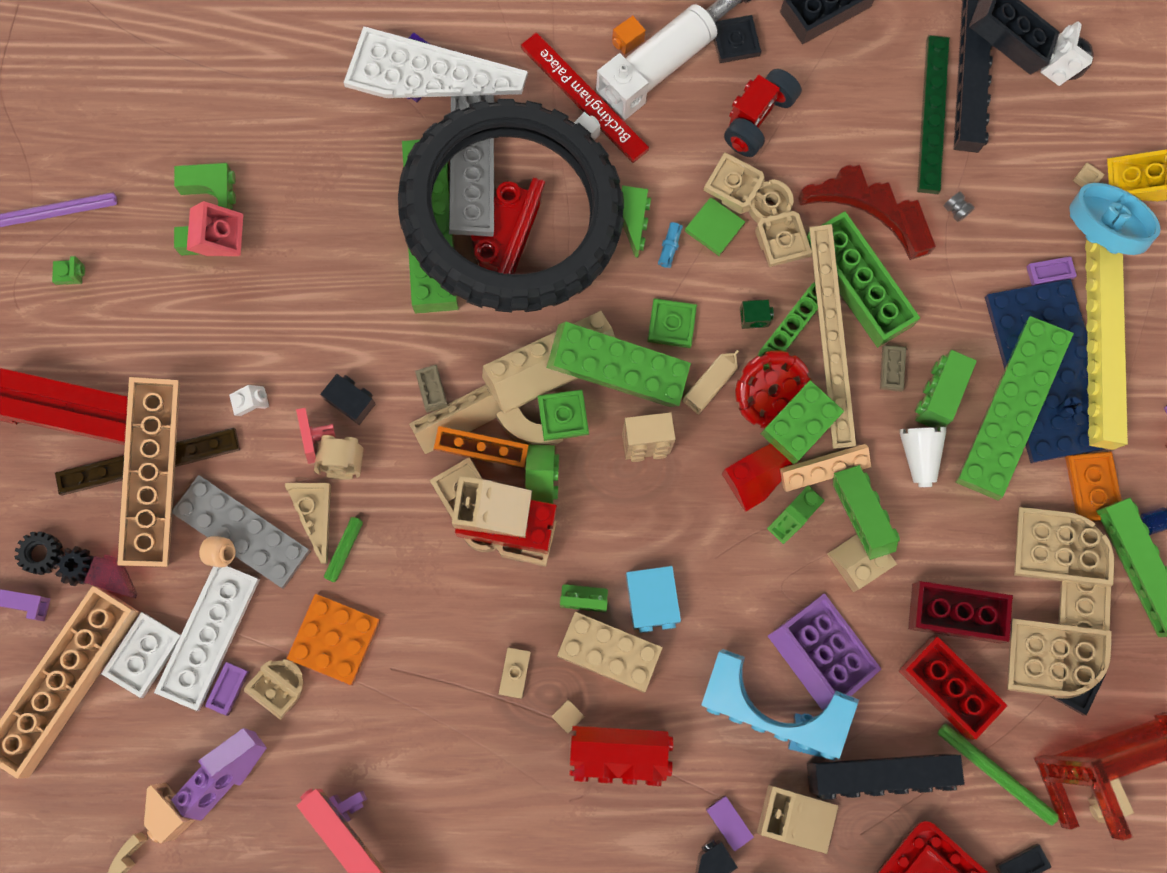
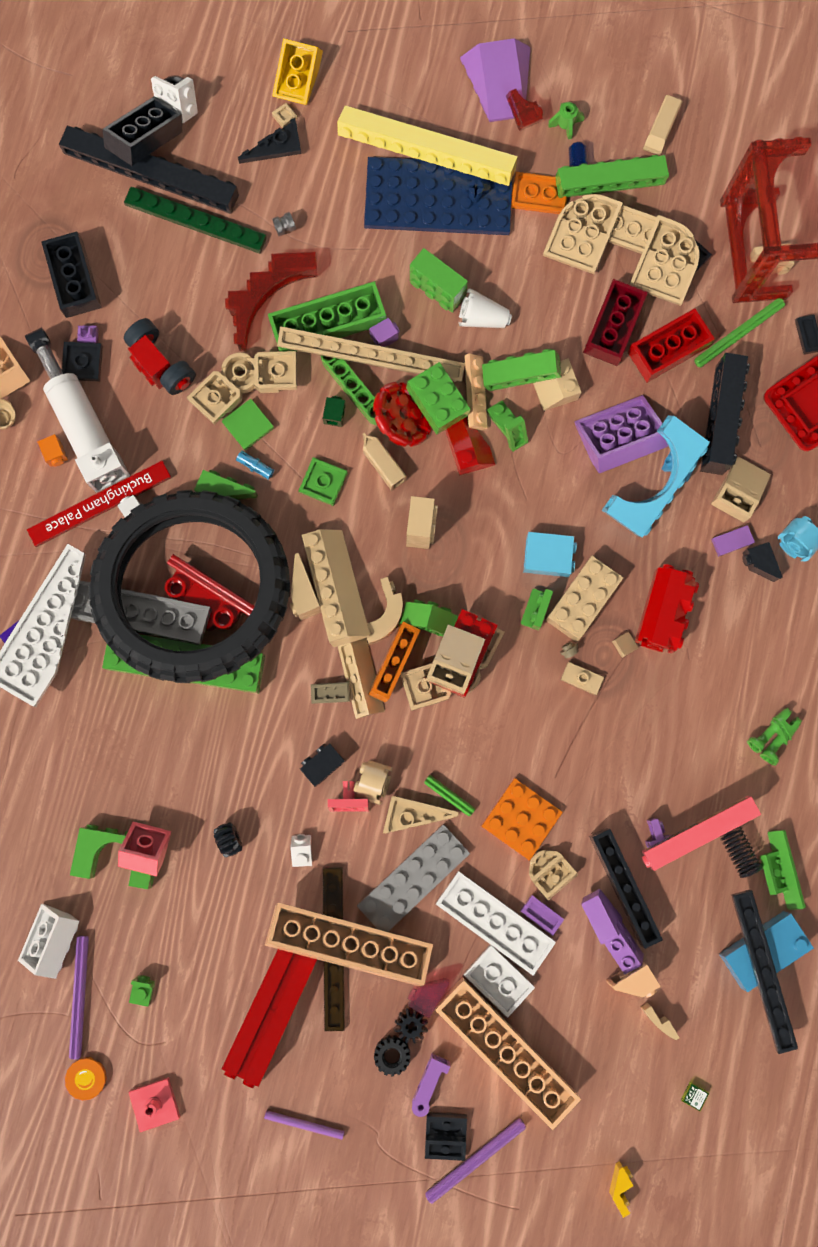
camera: 75 degrees left, 5 degrees up
(102, 165) = (48, 941): none -> white slope
(217, 551) = (429, 900): light nougat head -> none
(243, 317) = (227, 839): none -> black gear
(273, 780) = (625, 888): none -> black brick
(537, 324) = (302, 594): none -> tan slope
(544, 649) = (569, 650): none -> dark tan plate
(563, 415) = (384, 587): bright green tile -> none
(618, 364) = (353, 532): bright green brick -> none
(768, 37) = (87, 334): none -> medium lavender tile
(864, 347) = (384, 333): none -> medium lavender brick
(892, 368) = (407, 316): dark tan plate -> none
(1014, 408) = (465, 232): bright green brick -> none
(1050, 177) = (279, 144): none -> black wing
(1051, 271) = (357, 169): medium lavender tile -> none
(1114, 219) = (330, 106): medium azure piece -> none

